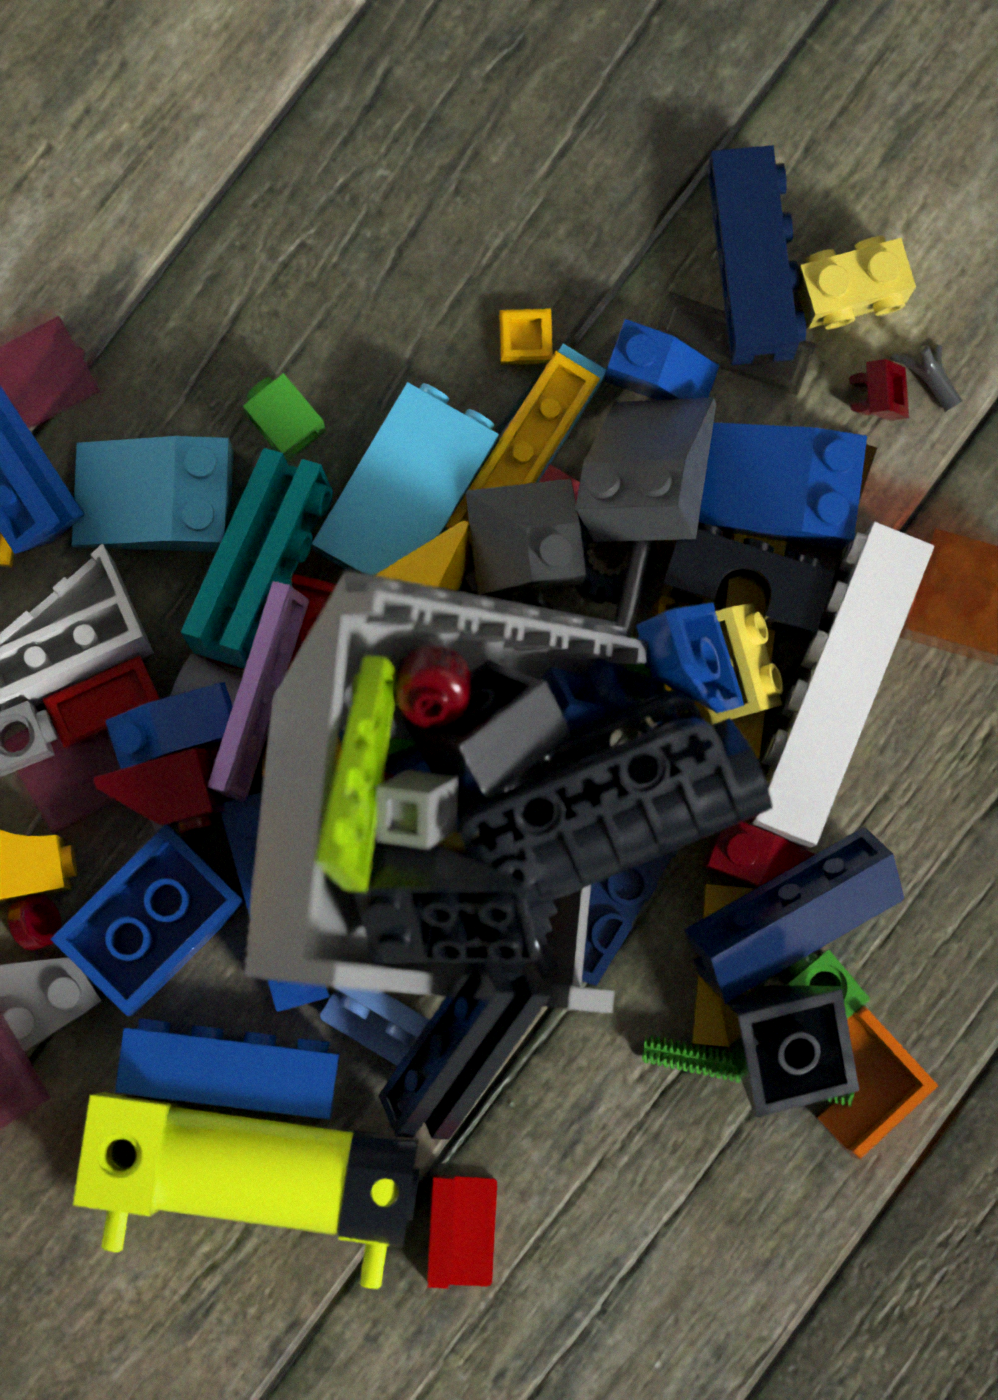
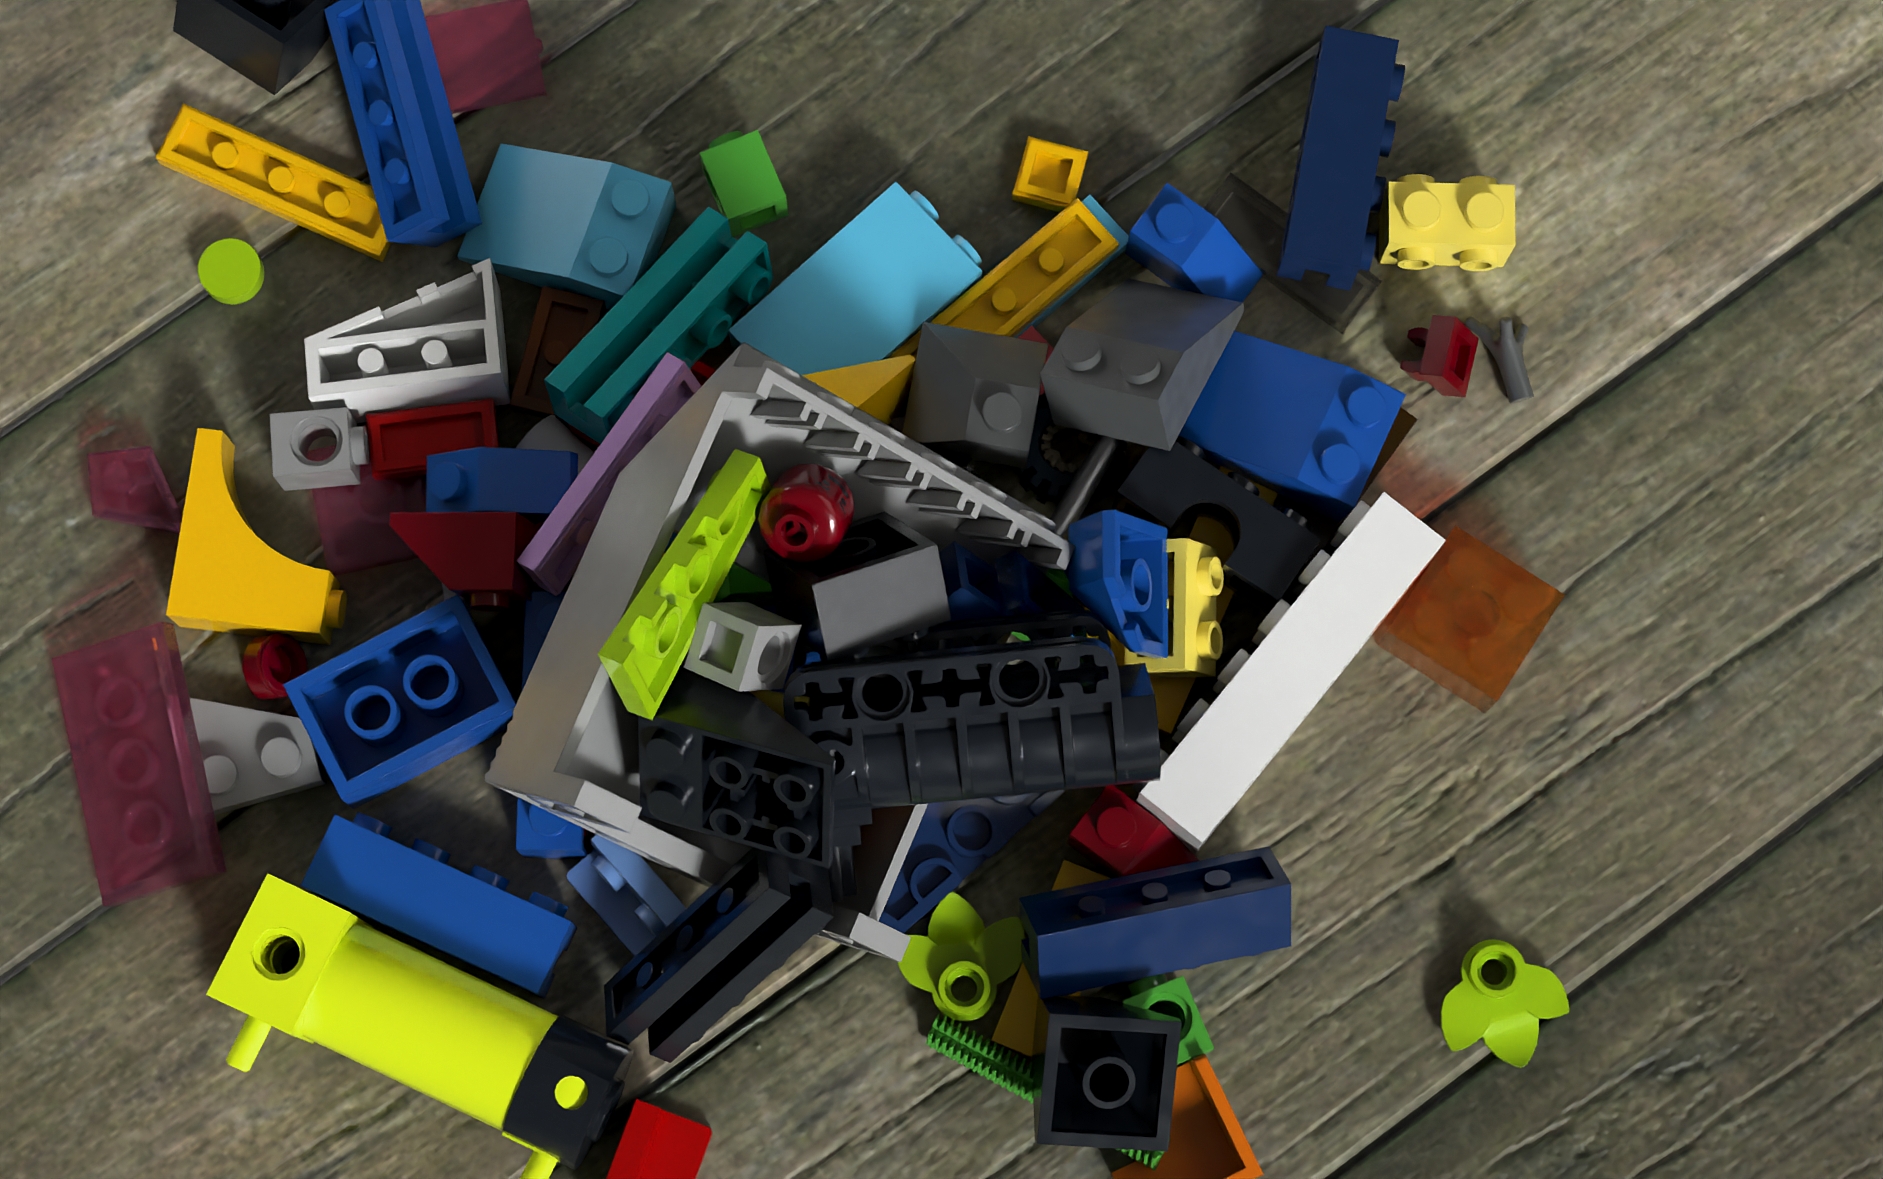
camera: 20 degrees right, 5 degrees down
(174, 587) = (556, 330): none -> reddish brown plate
(647, 977) = (963, 948): none -> lime plate

